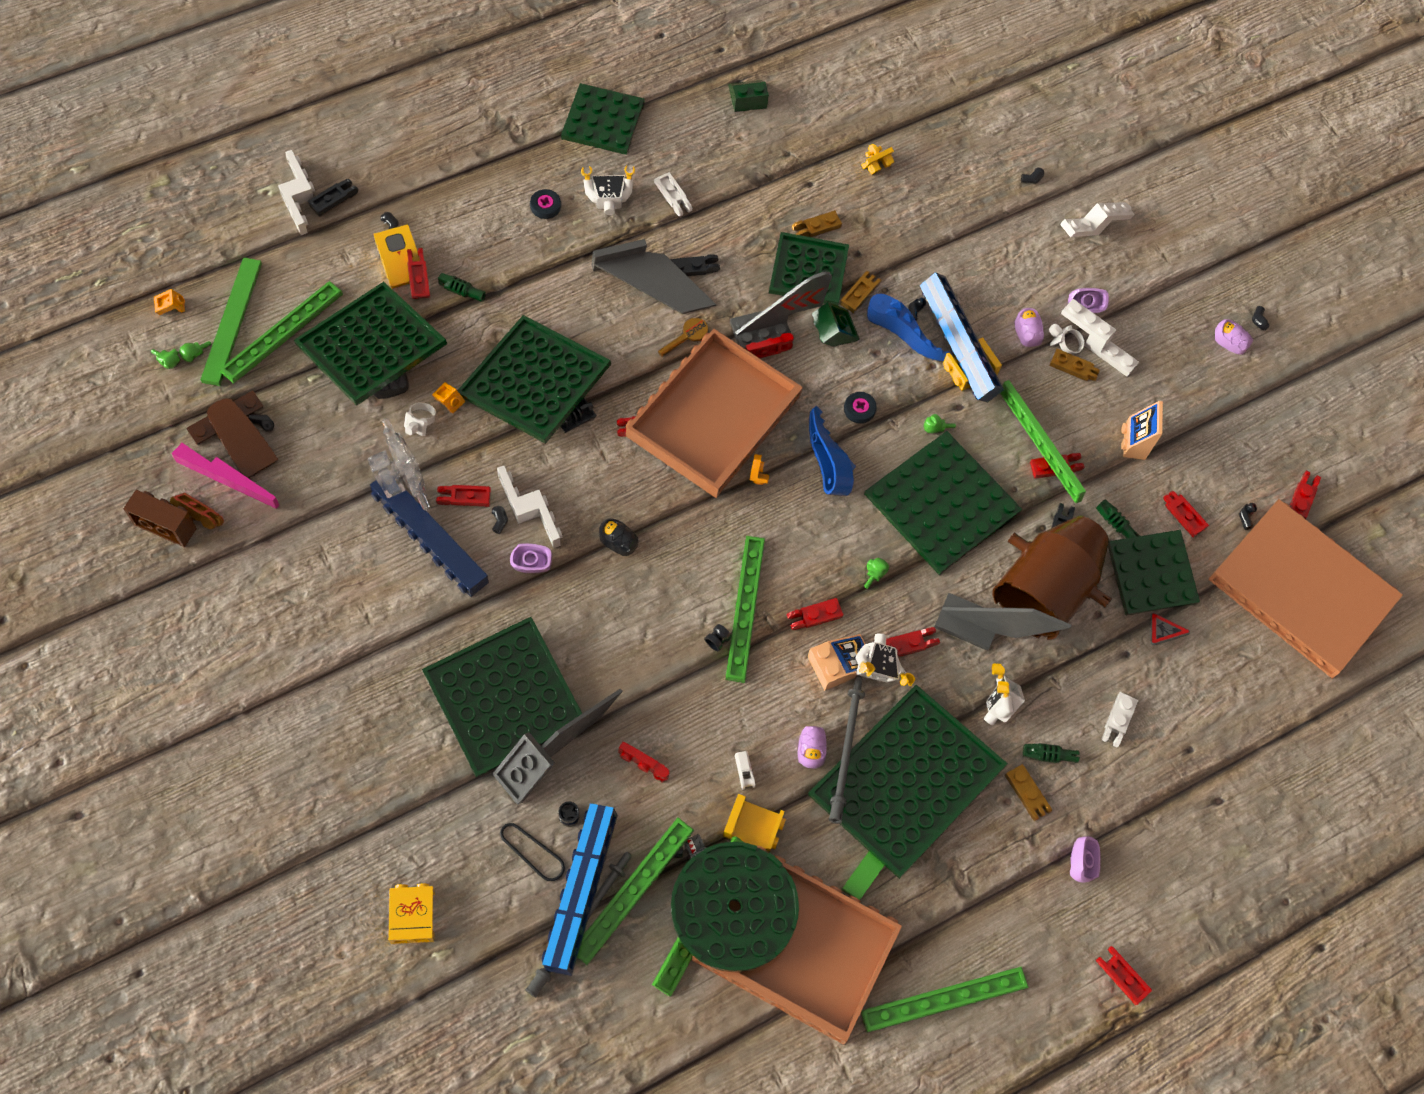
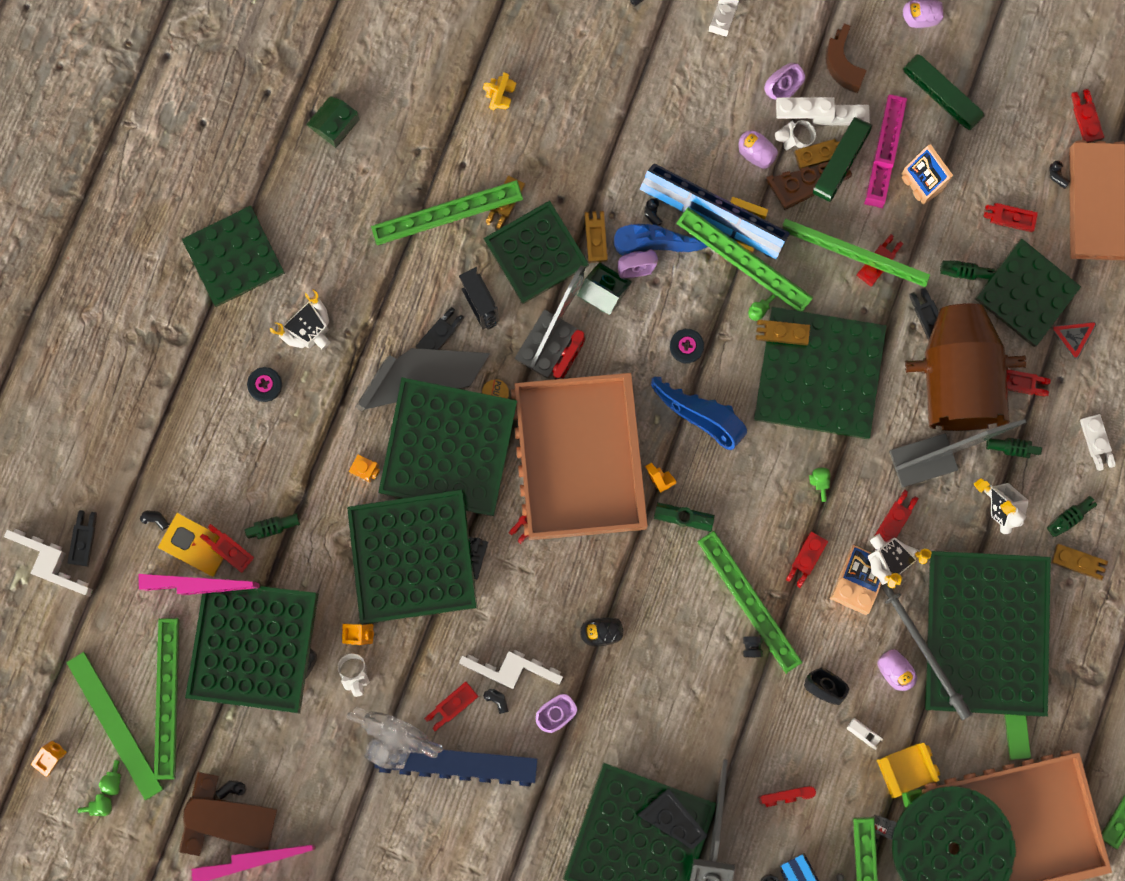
camera: 35 degrees left, 15 degrees up
(372, 275) = (192, 585): none -> dark pink slope
(542, 699) = (672, 818): none -> black wing
(559, 304) = (364, 468): none -> light orange bracket
(634, 328) = (448, 443): none -> dark green plate
(673, 193) = (360, 278): white hinge -> none
(740, 257) = (479, 299): none -> black window
(747, 710) = (826, 686): none -> black piece
(757, 519) = (696, 520): none -> dark green piece
(771, 199) = (447, 212): none -> bright green tile
(873, 328) = (637, 264): none -> lavender piece
(939, 450) = (783, 332): none -> pearl gold hinge
(954, 383) = (744, 260): none -> bright green tile
(1040, 373) = (798, 185): none -> reddish brown wing
(1048, 668) = (1014, 447): none -> dark green hinge
(1087, 375) = (842, 159): none -> dark green beam
(1094, 629) = (1026, 383): none -> red hinge
(1123, 401) = (885, 151): none -> dark pink slope
(1138, 327) = (839, 67): none -> reddish brown arch
(1204, 396) = (943, 92): none -> dark green beam

